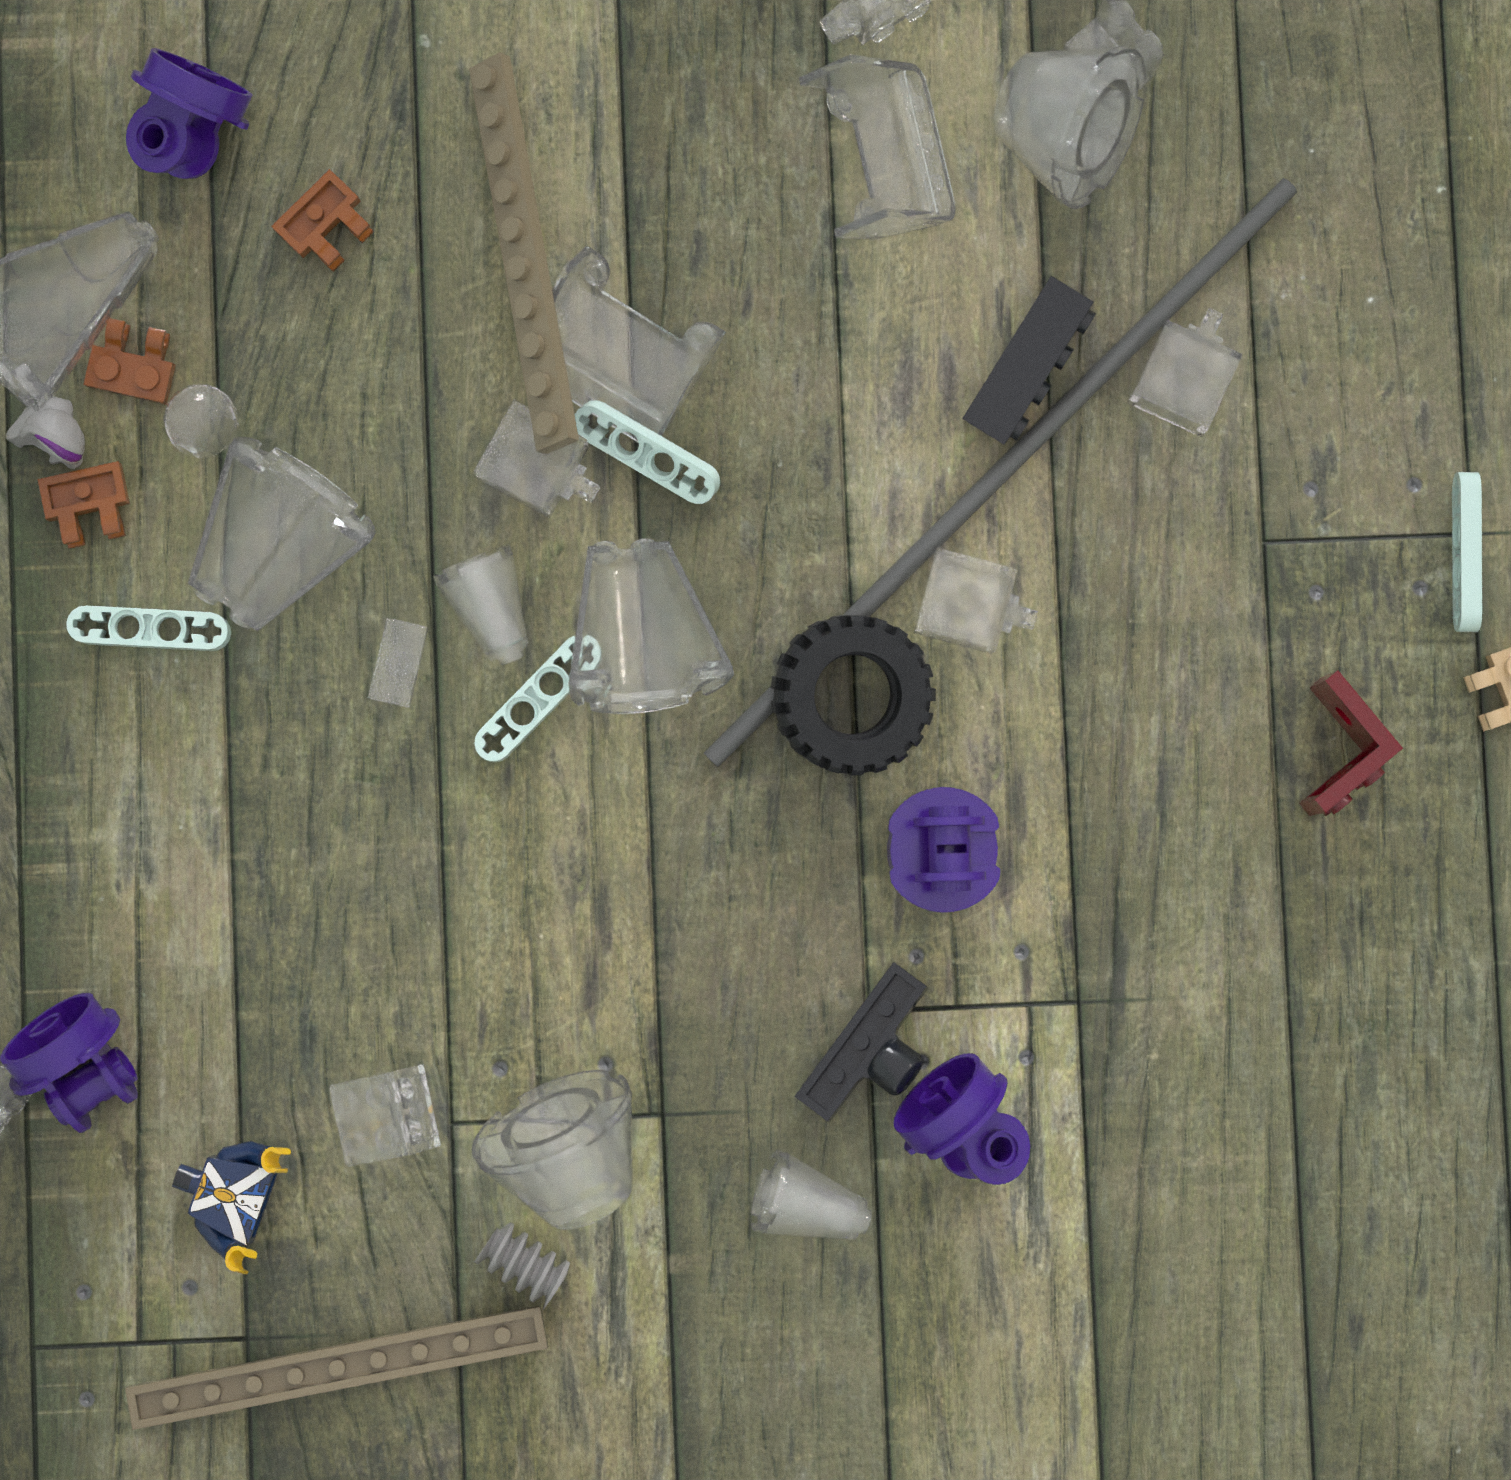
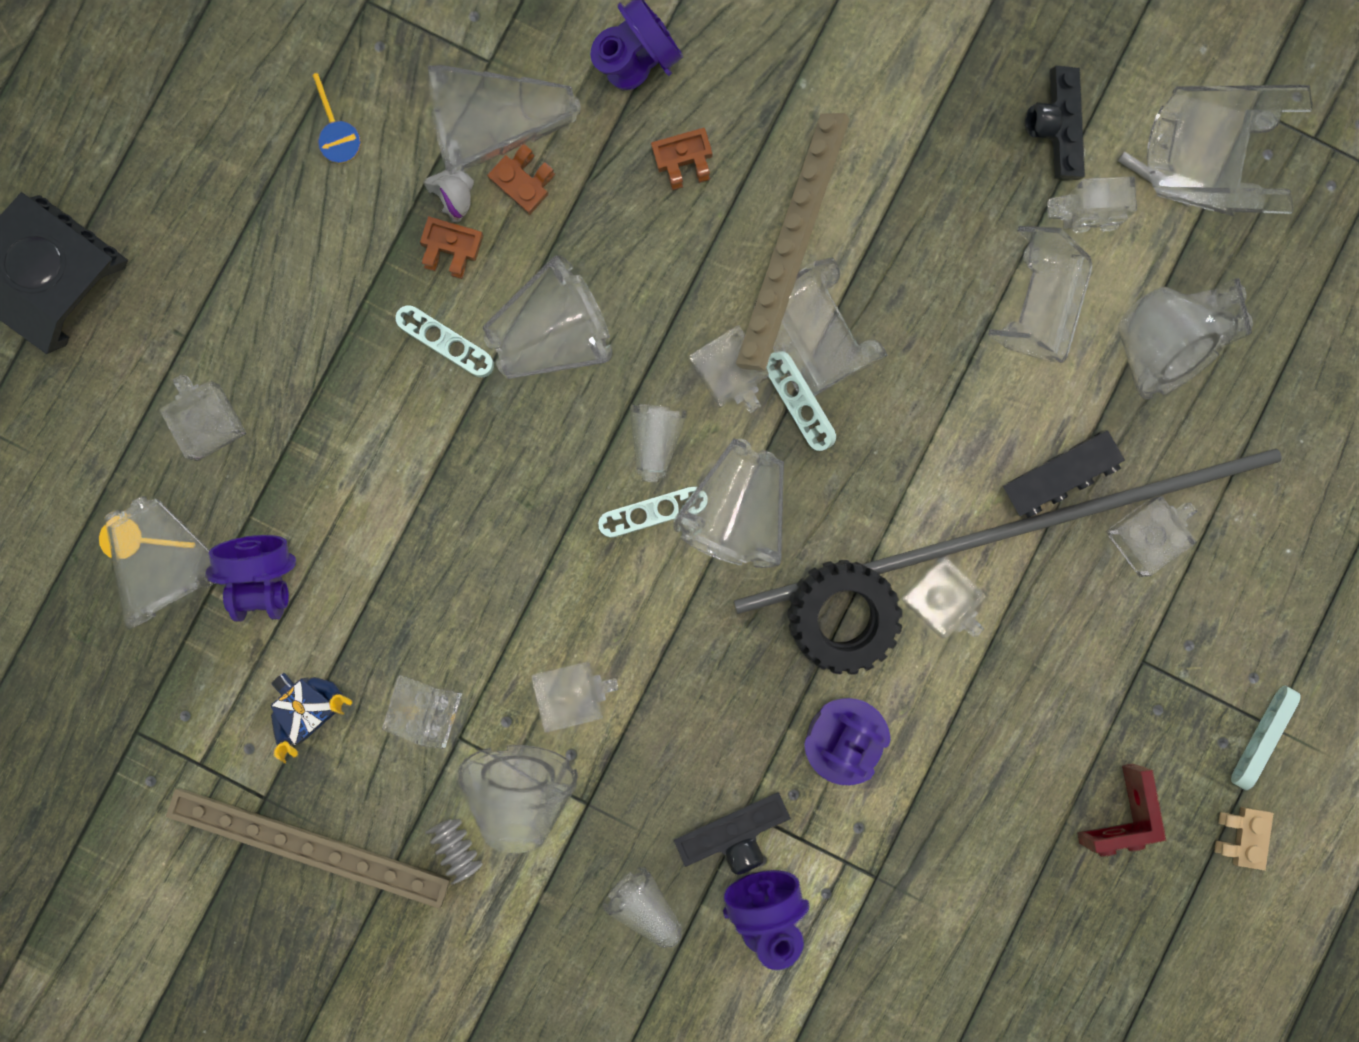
camera: 30 degrees right, 0 degrees up
(201, 420) = (544, 234): clear piece -> none
(398, 662) = (581, 444): clear plate -> none
(562, 986) = (570, 695): none -> clear hinge

